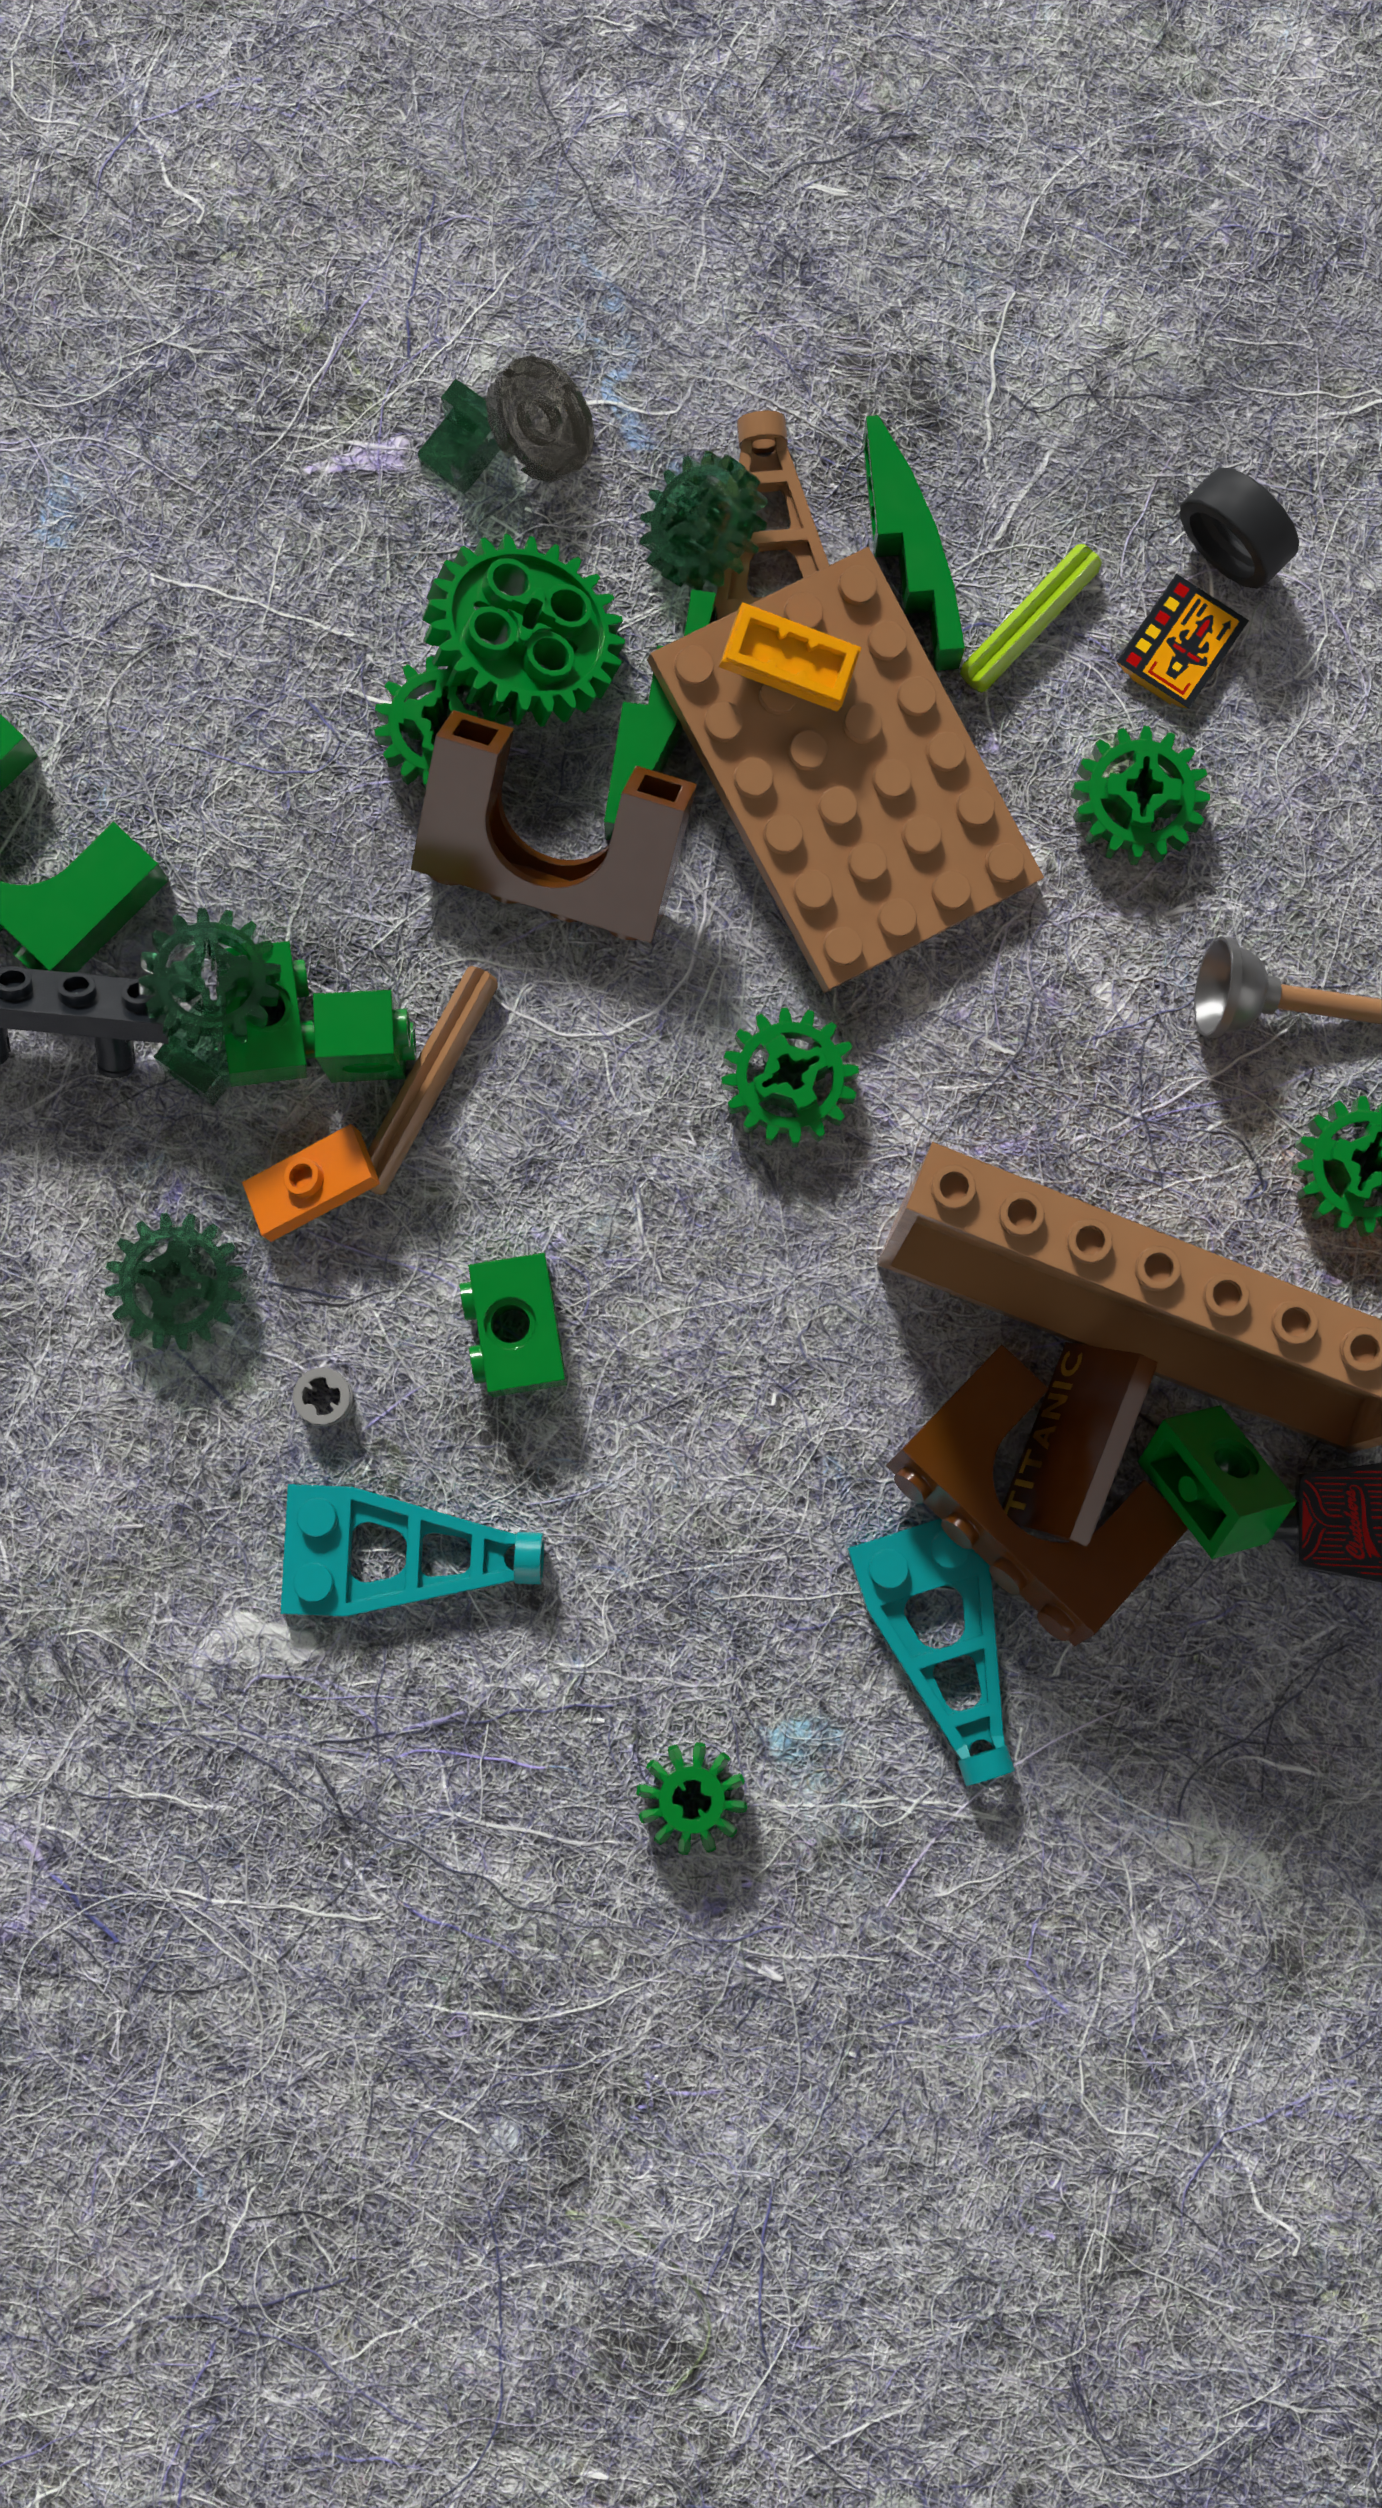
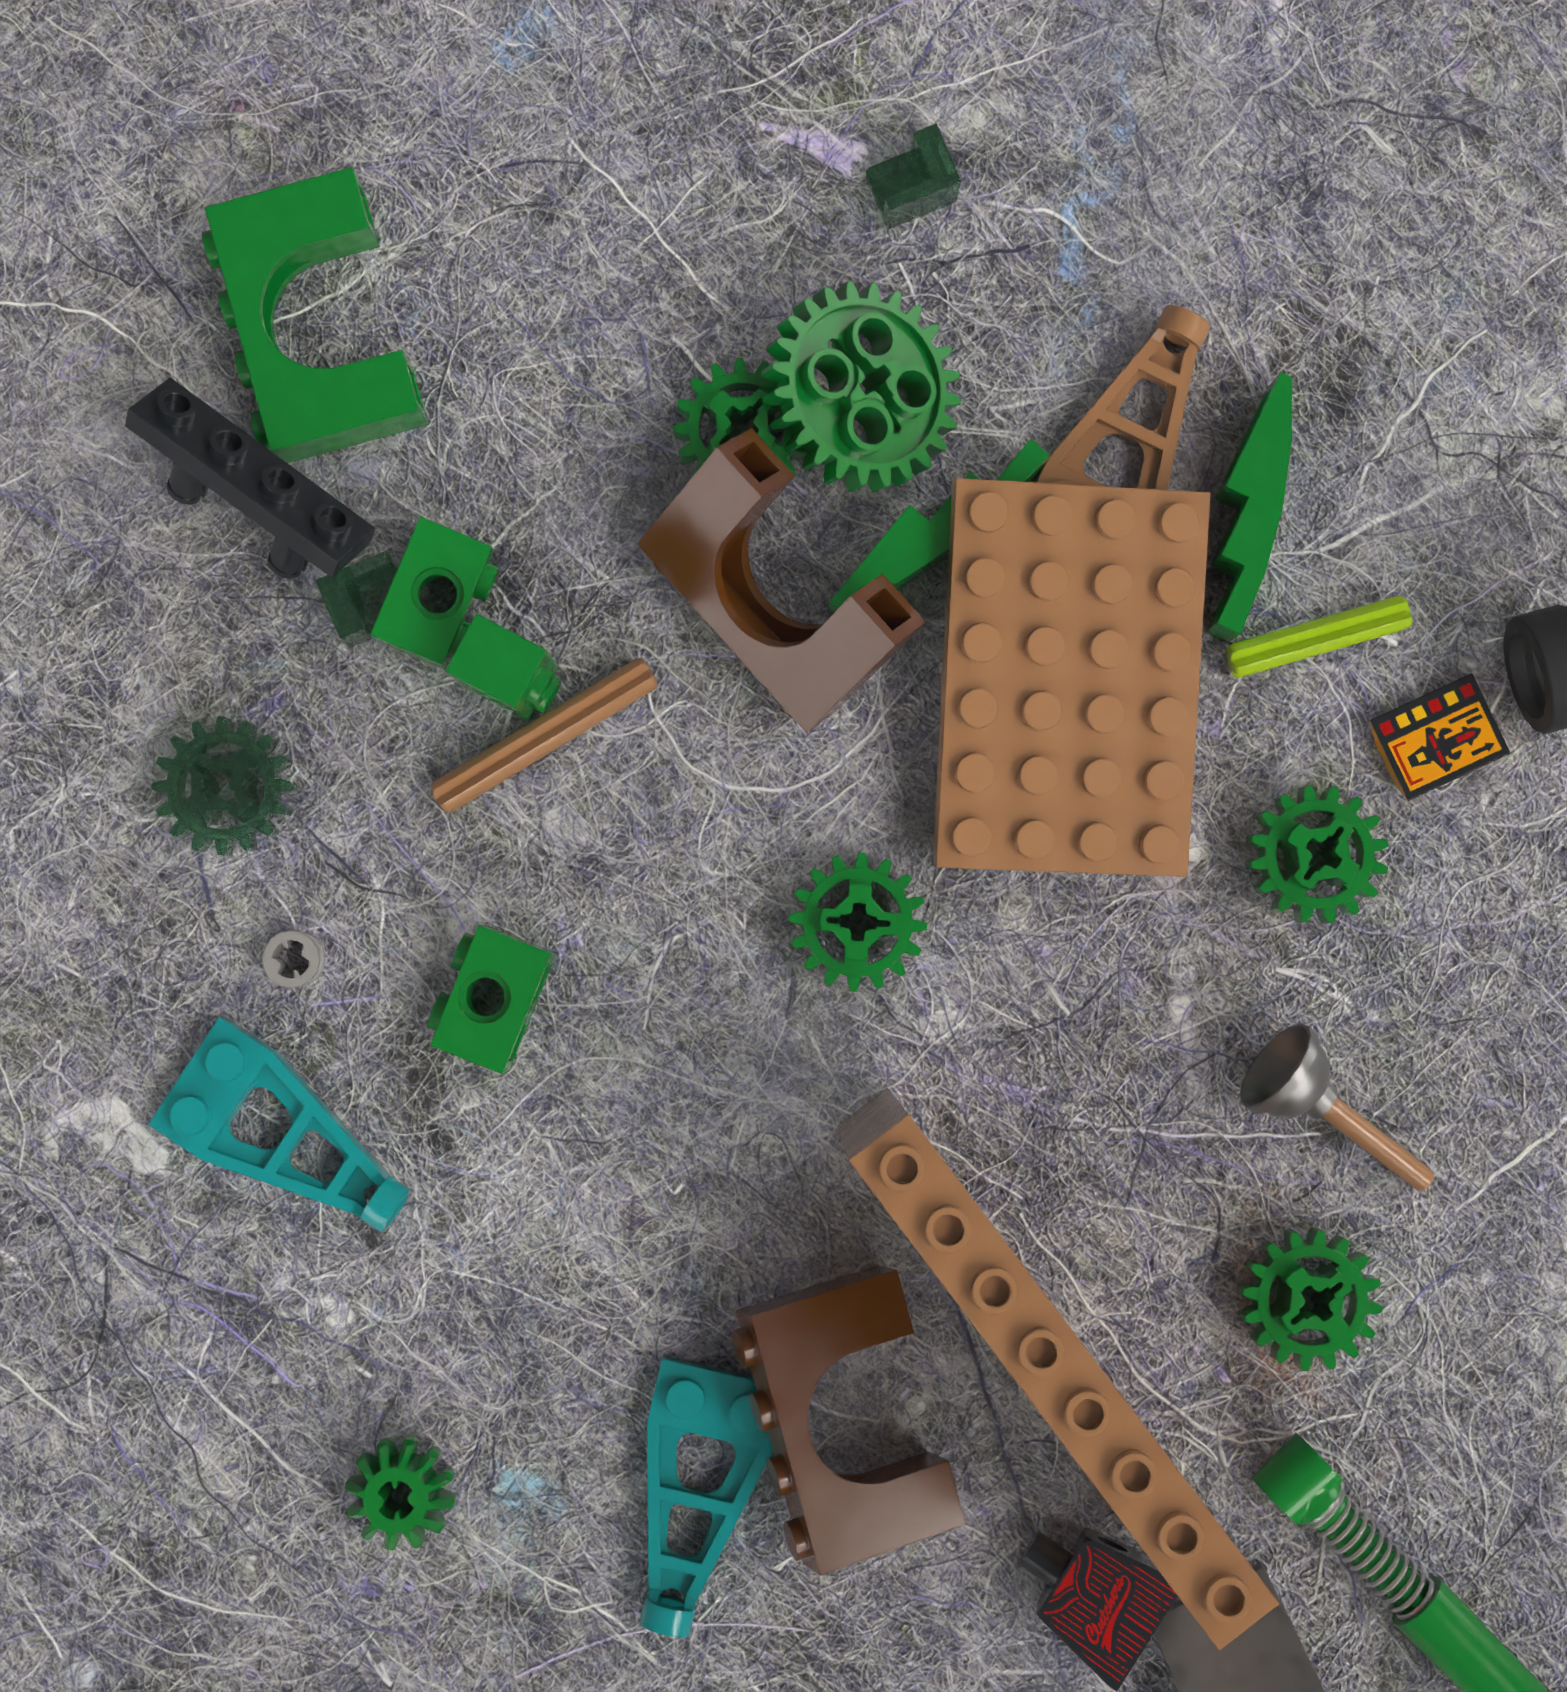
camera: 30 degrees right, 5 degrees up
(185, 983) = (368, 533): clear green gear -> none
(310, 1183) = (390, 768): orange plate -> none
(540, 418) = (990, 203): clear smoke tile -> none
(703, 521) = (1079, 381): clear green gear -> none
(790, 657) = (1076, 556): light orange plate -> none
(1078, 1441) = (907, 1397): reddish brown tile -> none
(1216, 1481) = (1009, 1502): green brick -> none

